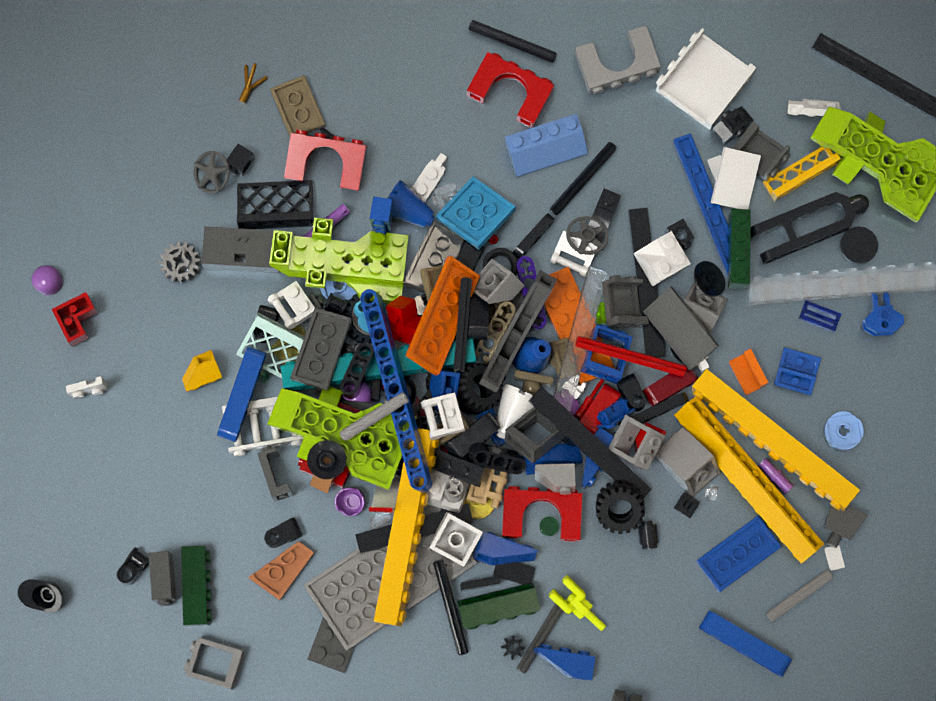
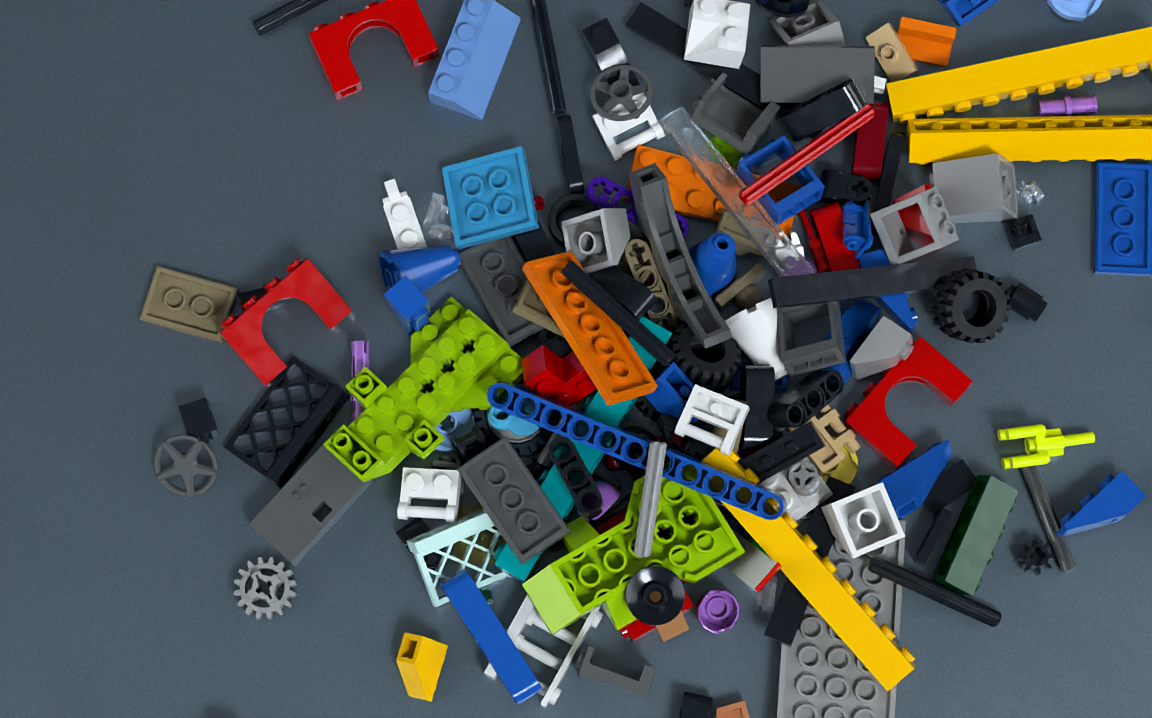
camera: 50 degrees left, 0 degrees up
(248, 80) = (114, 340): pearl gold plant -> none
(548, 526) = (925, 406): clear green tile -> none
(663, 346) = (823, 110): none -> black beam
(727, 360) = (891, 53): none -> tan plate

